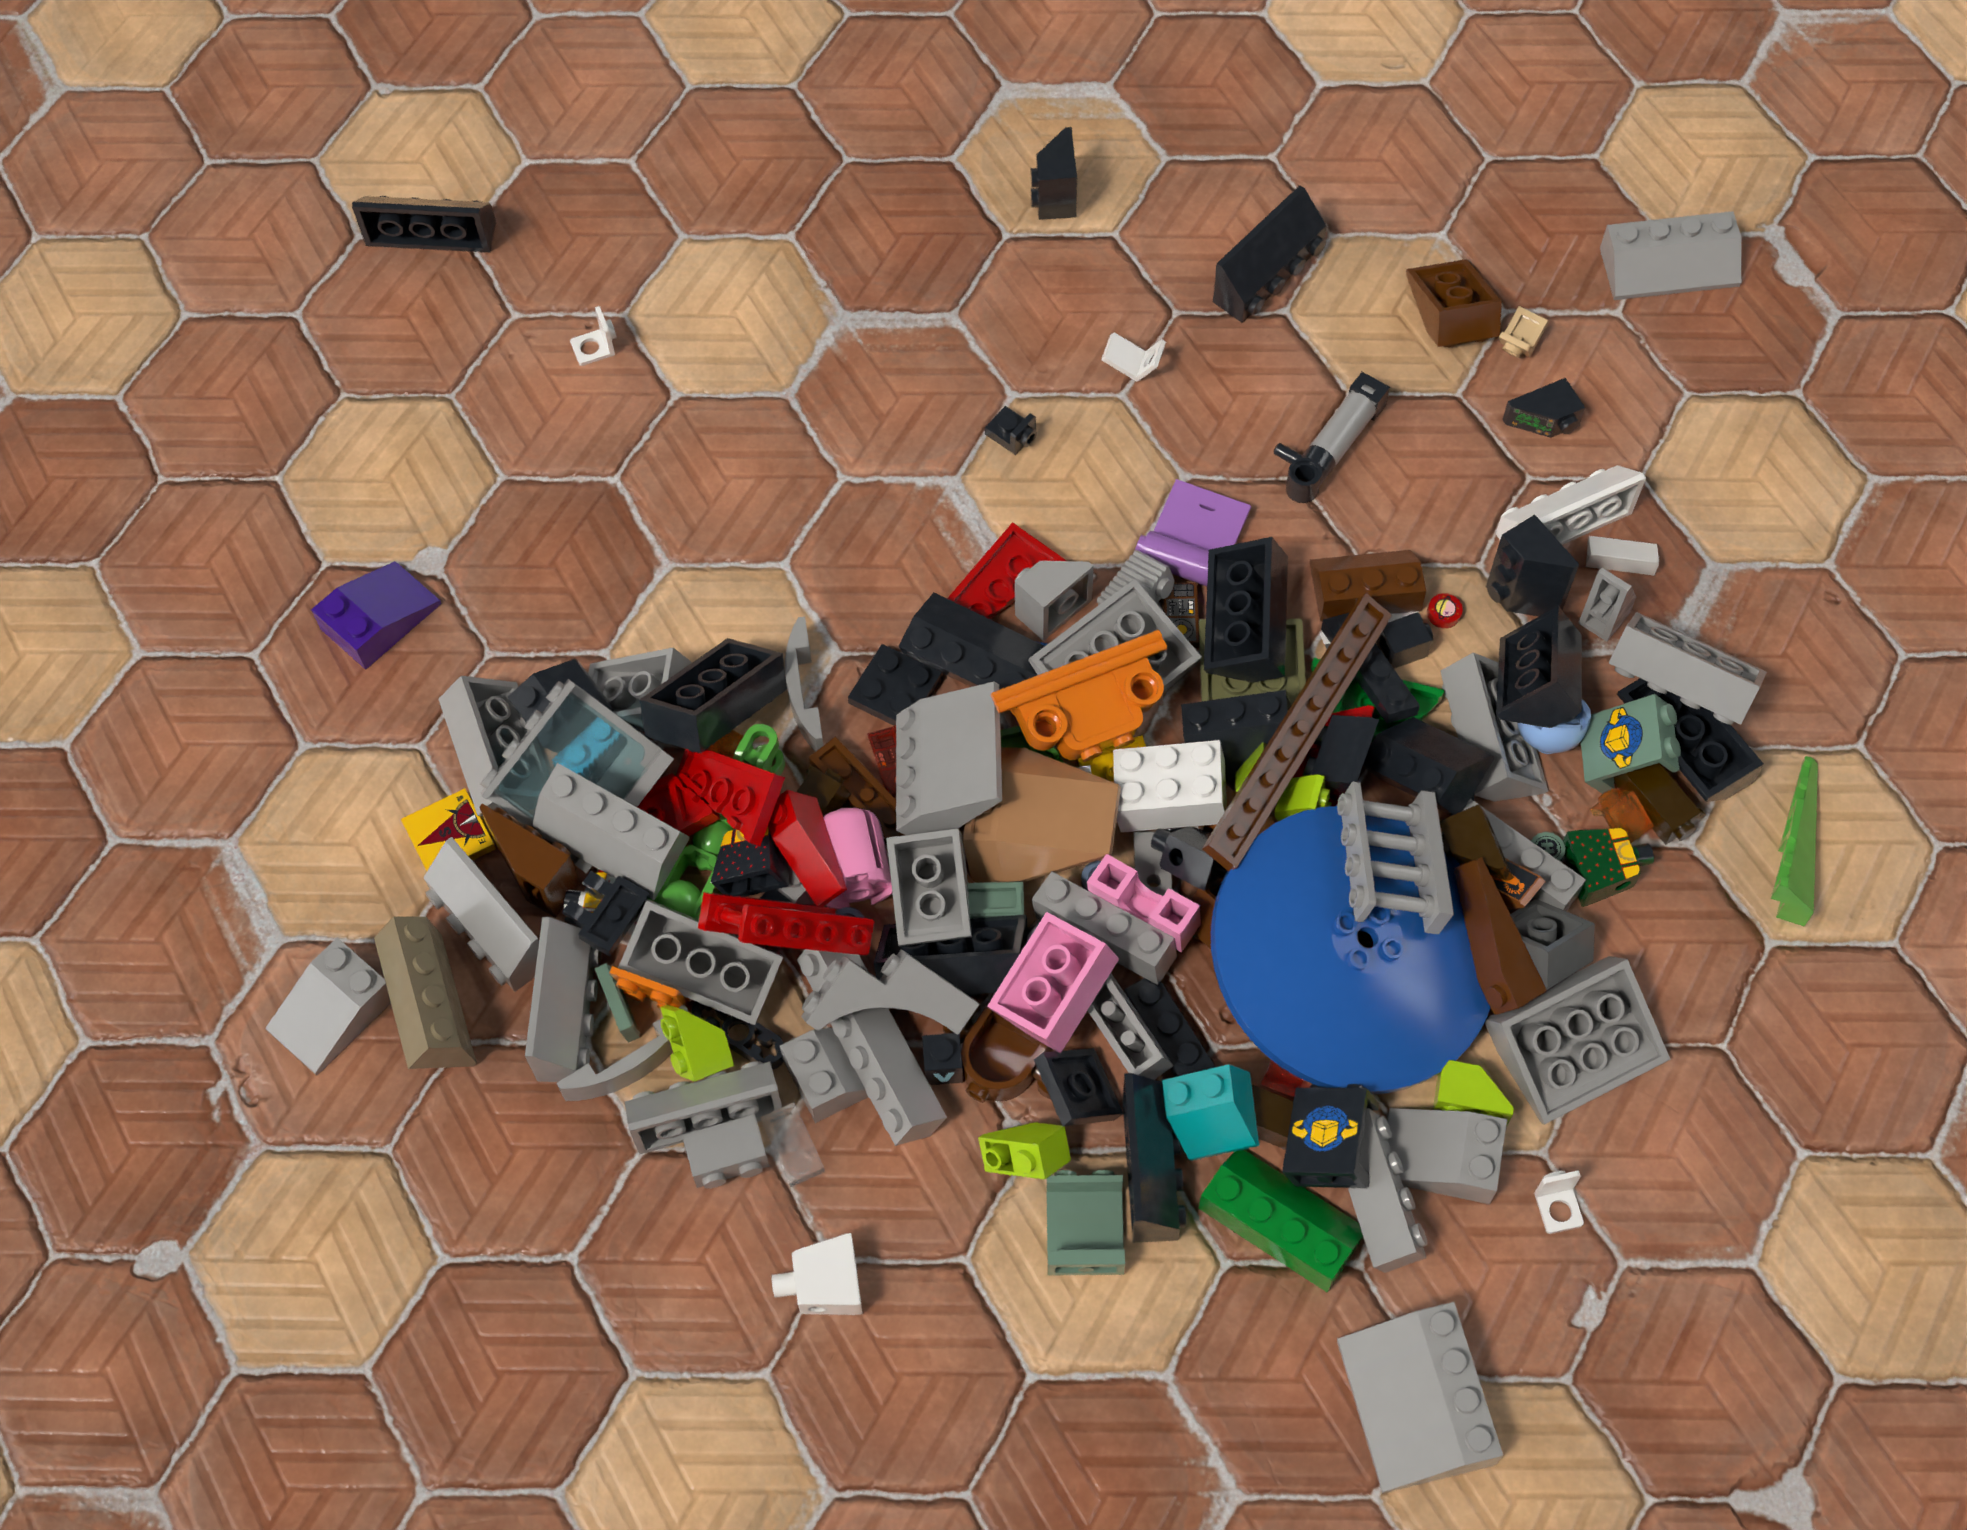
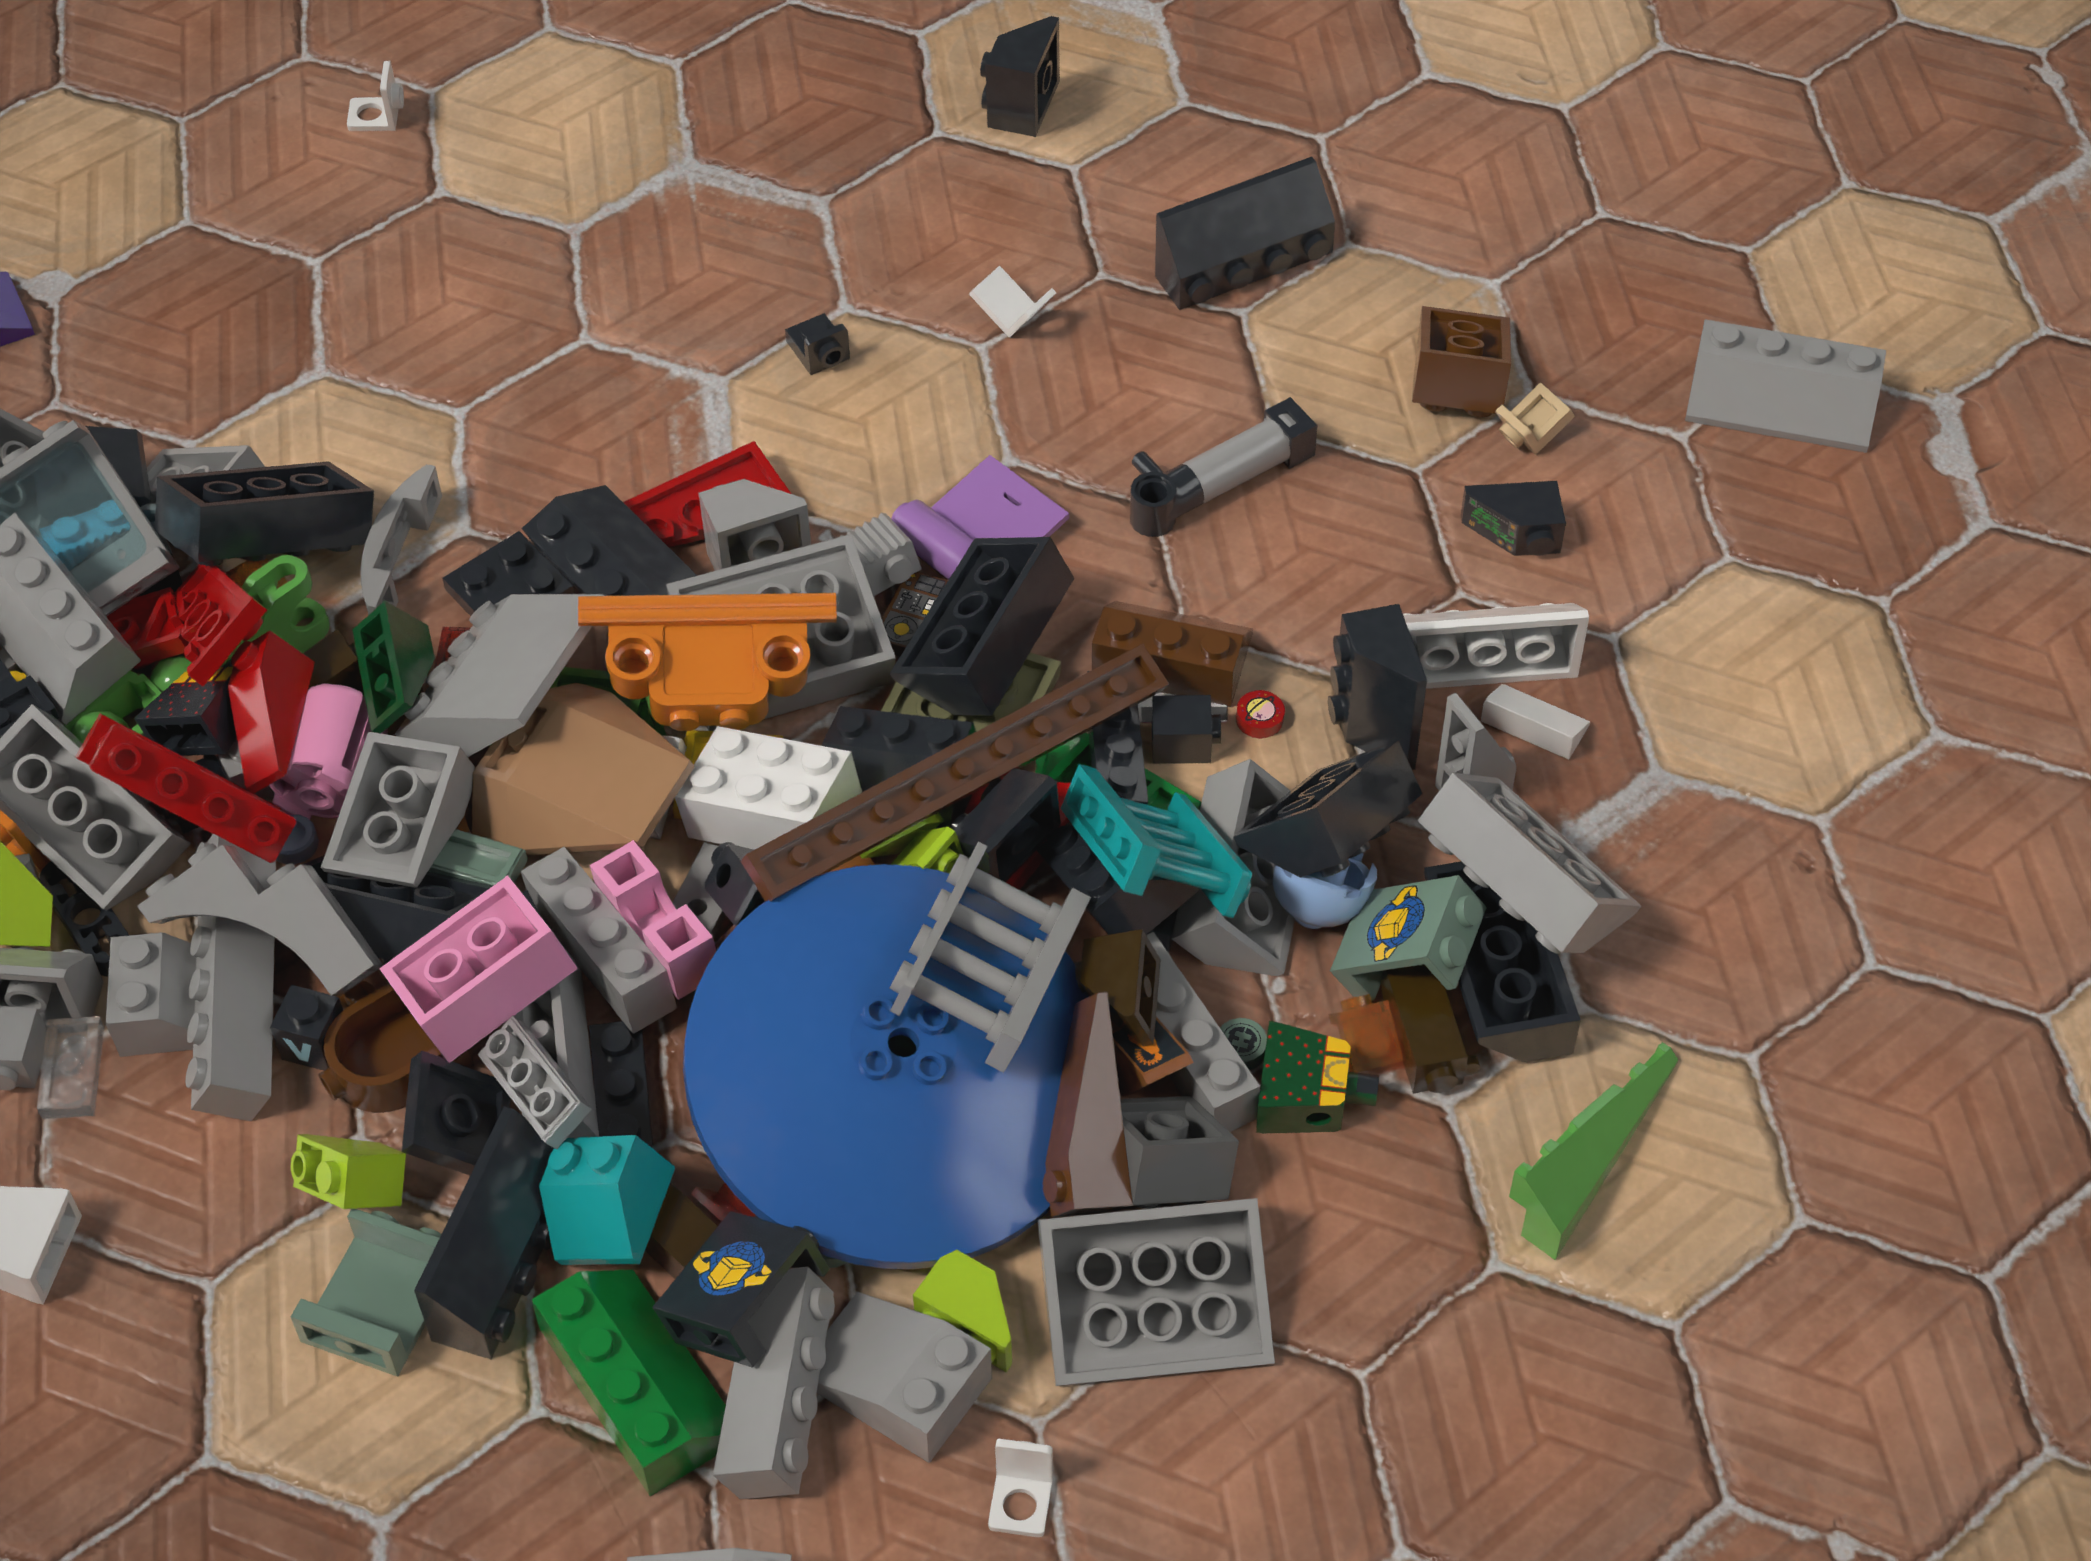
camera: 20 degrees right, 10 degrees down
(870, 782) = (393, 662): none -> dark green slope
(1145, 1056) = (534, 1082): none -> light grey tile
(1451, 736) = (1147, 842): none -> teal fence

